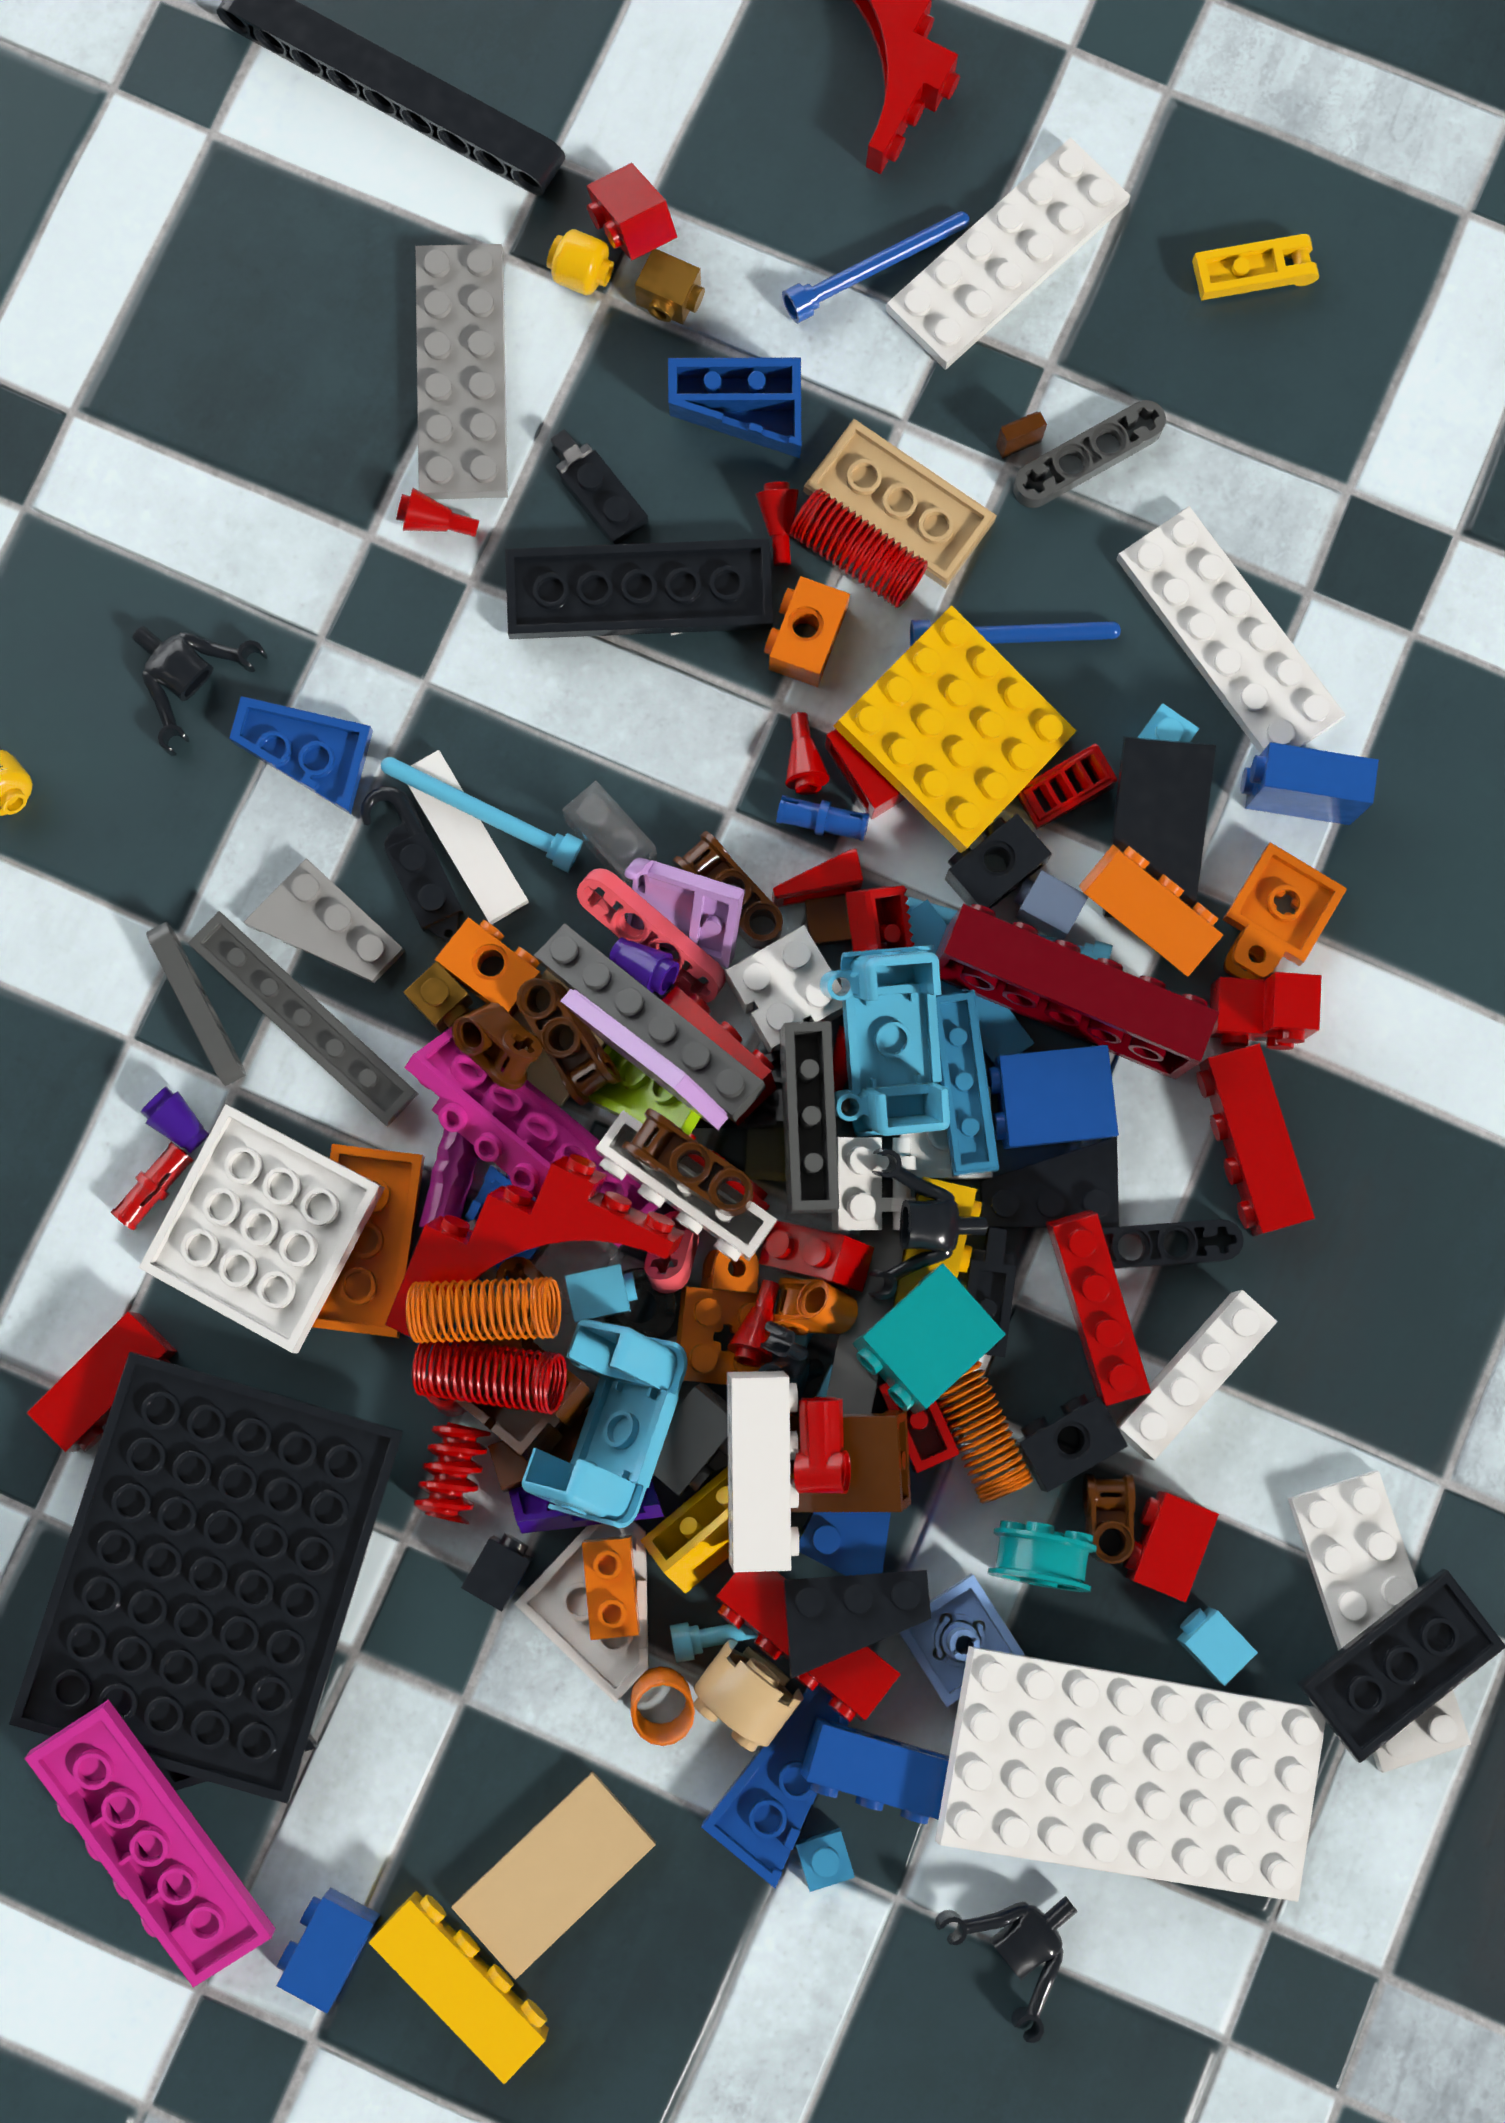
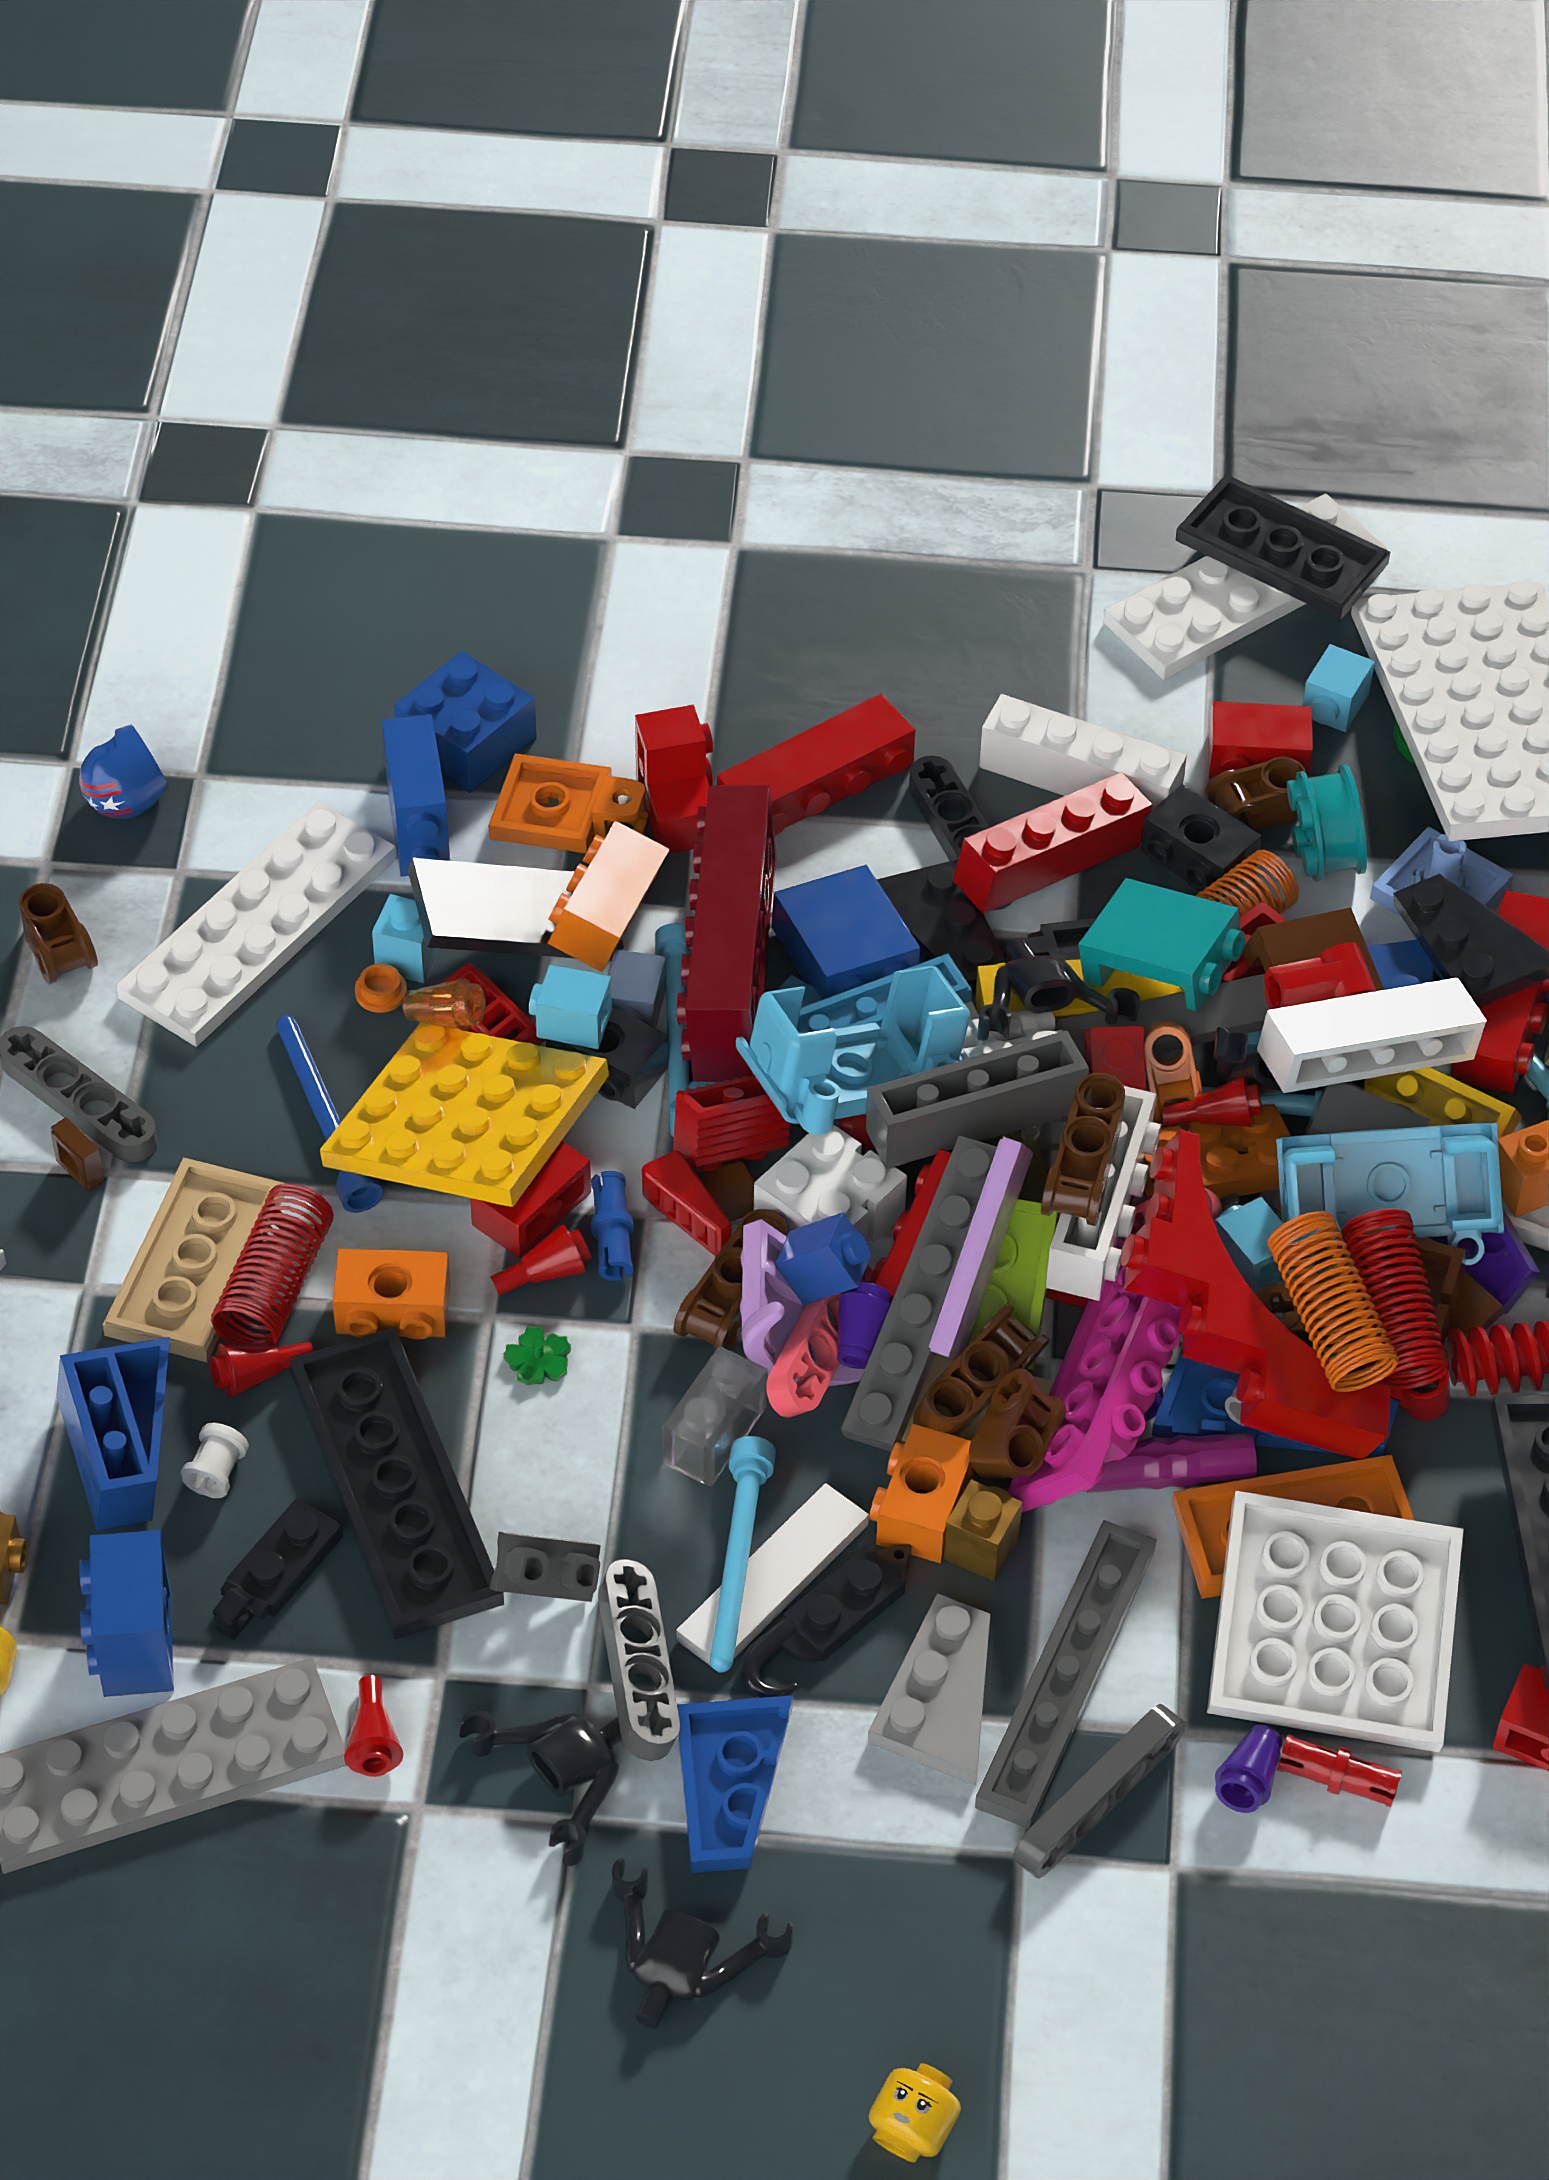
camera: 105 degrees left, 30 degrees down
(361, 642) = (565, 1756): none -> black piece
(420, 718) = (632, 1658): none -> dark grey beam
(514, 668) = (546, 1567): none -> dark grey hips
(568, 363) = (128, 1613): none -> blue brick
(699, 465) = (214, 1460): none -> white bush
(701, 947) = (823, 1258): none -> blue brick
(723, 730) = (538, 1357): none -> green plant
(1022, 831) = (572, 1006): none -> medium azure brick
(1069, 744) = (447, 1004): none -> clear orange cone
(1123, 711) = (380, 988): none -> orange plate
(1245, 469) = (54, 932): none -> reddish brown piece
(1396, 857) = (475, 718): none -> blue brick
(1407, 550) = (122, 776): none -> blue helmet

